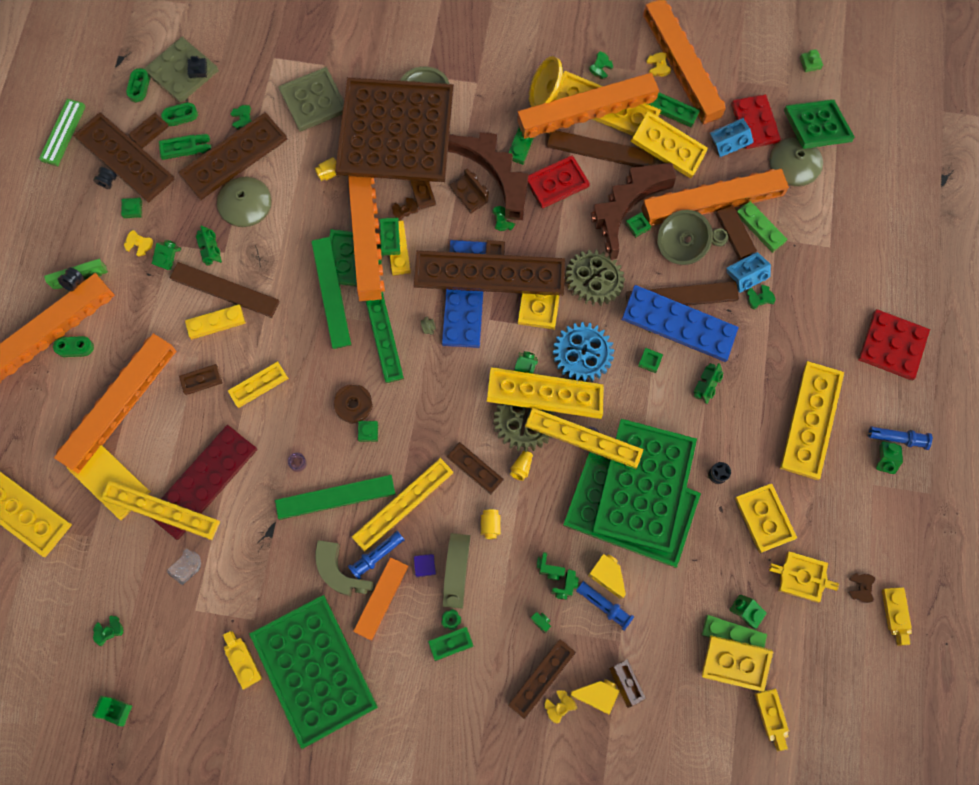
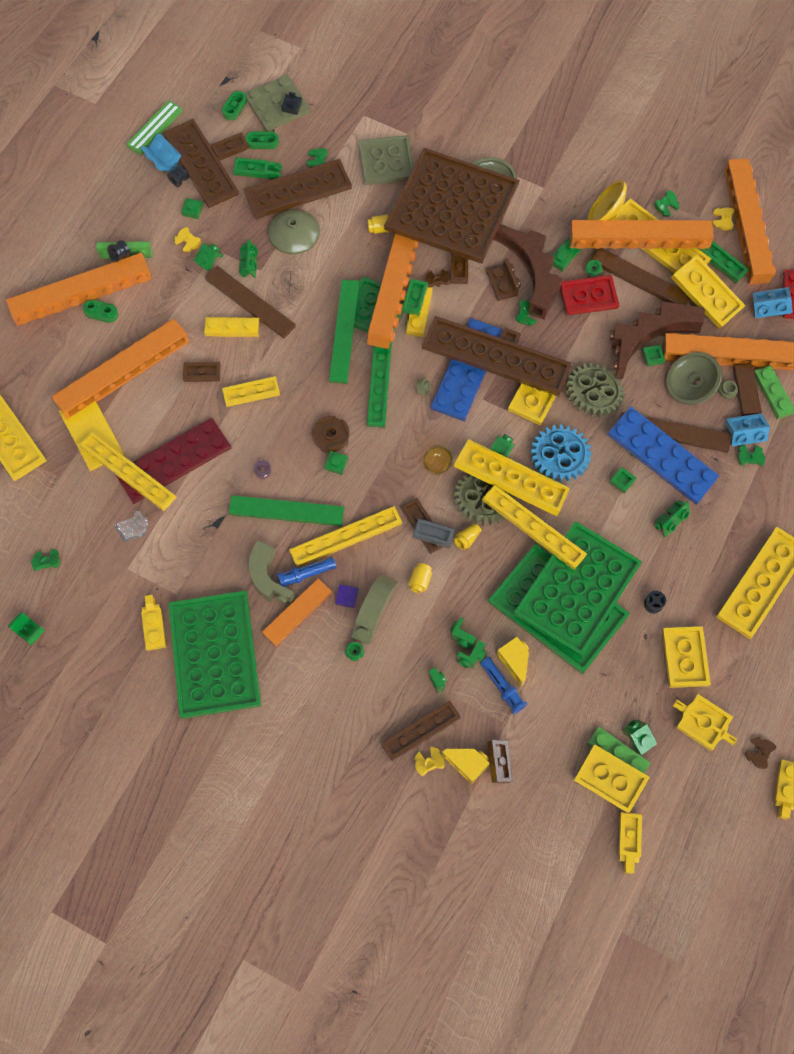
camera: 20 degrees right, 5 degrees down
(80, 159) = (162, 153): none -> dark azure bracket
(450, 643) = (347, 672): green plate -> none
(467, 397) = (437, 460): none -> clear yellow hair
(488, 474) = (433, 533): none -> dark grey tile
(557, 152) = (593, 263): none -> green plate

